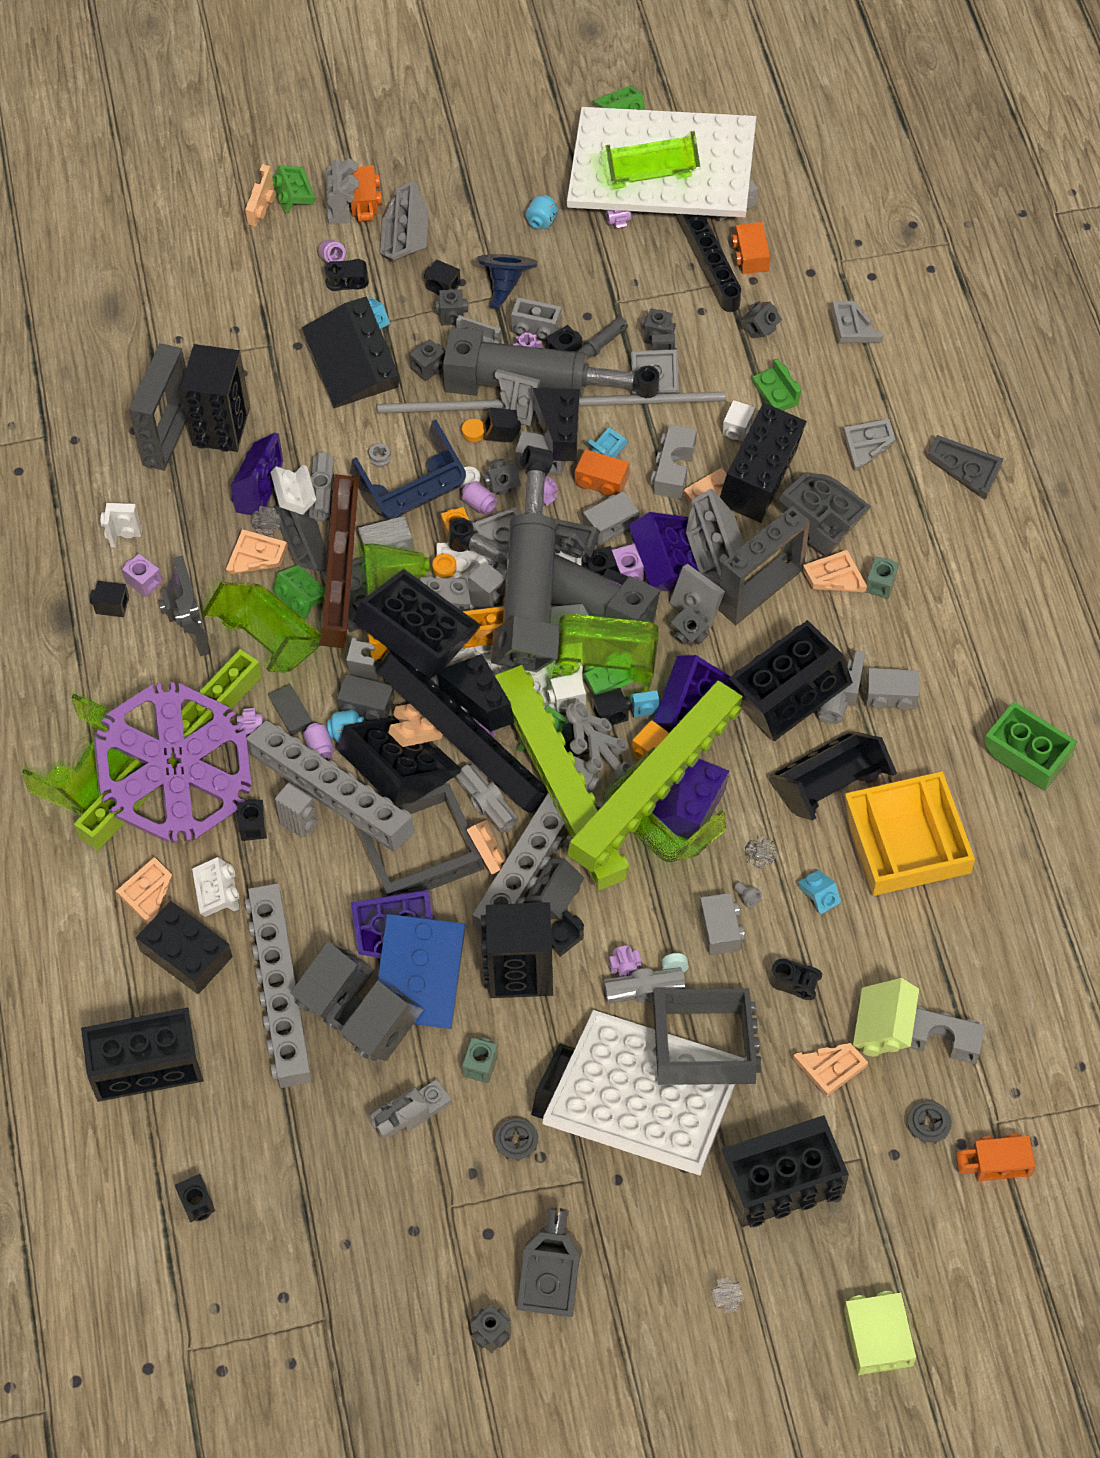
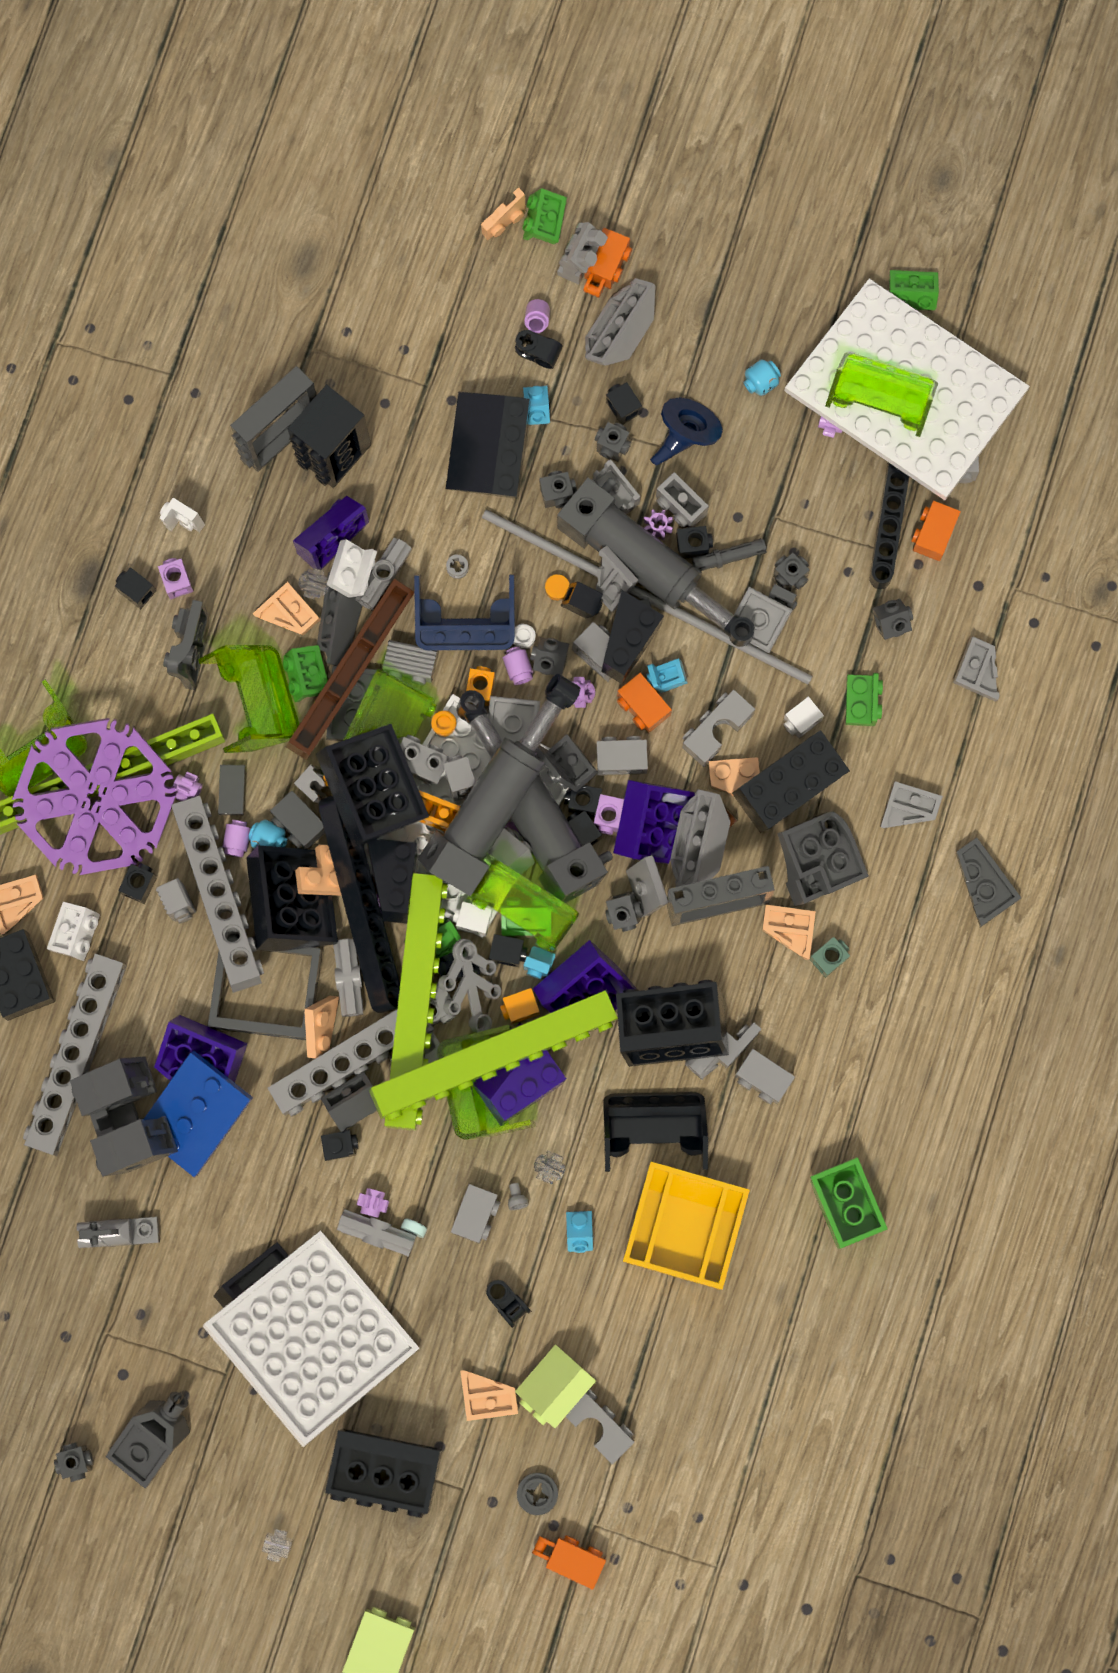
camera: 30 degrees right, 20 degrees up
(476, 1069) = (190, 1225): sand green brick -> none
(517, 950) = (277, 1152): black brick -> none
(525, 1131) = (179, 1311): dark grey gear -> none
(706, 1001) = (413, 1276): dark grey window -> none

